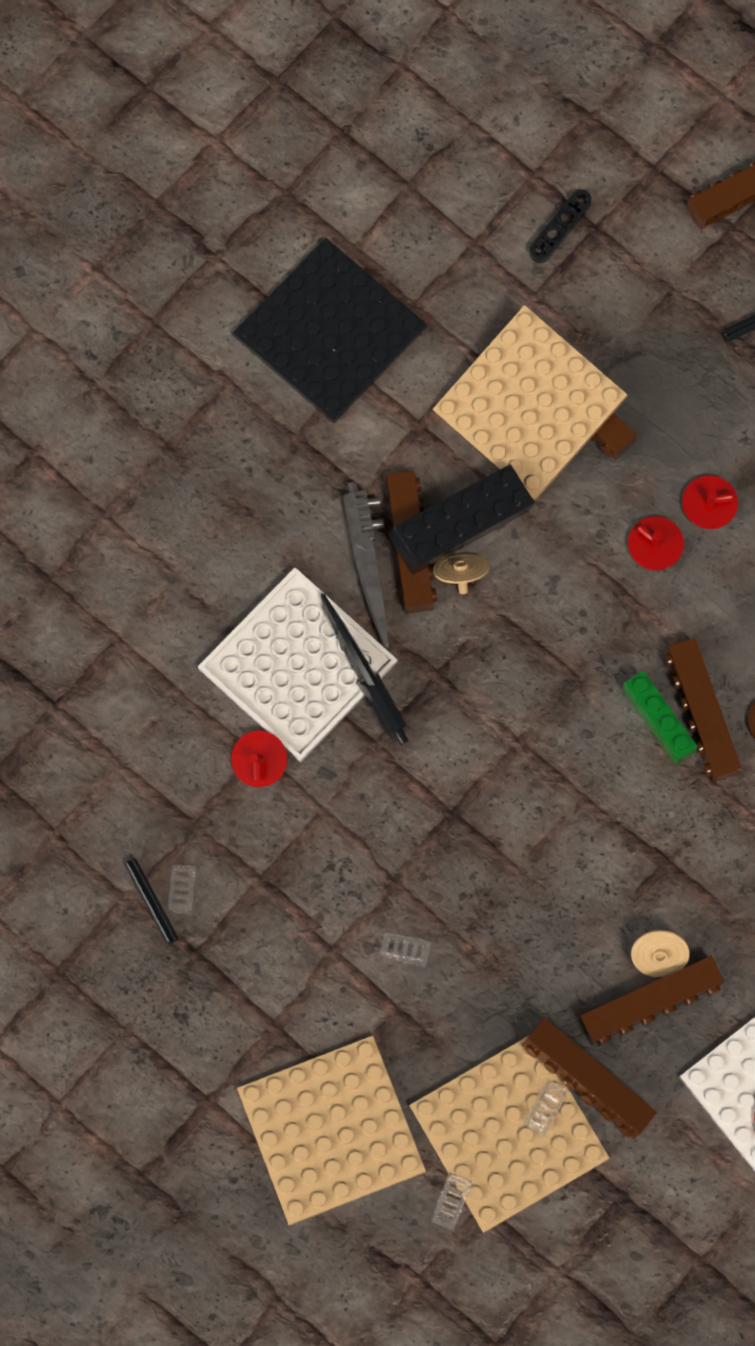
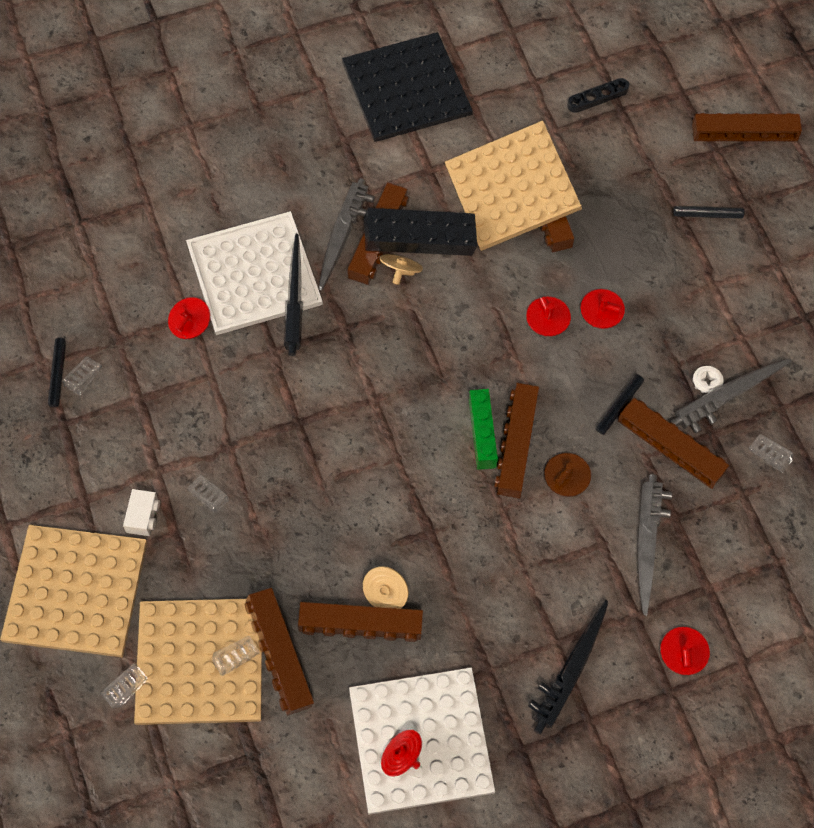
camera: 25 degrees right, 10 degrees down
(351, 1010) = (141, 512): none -> white brick

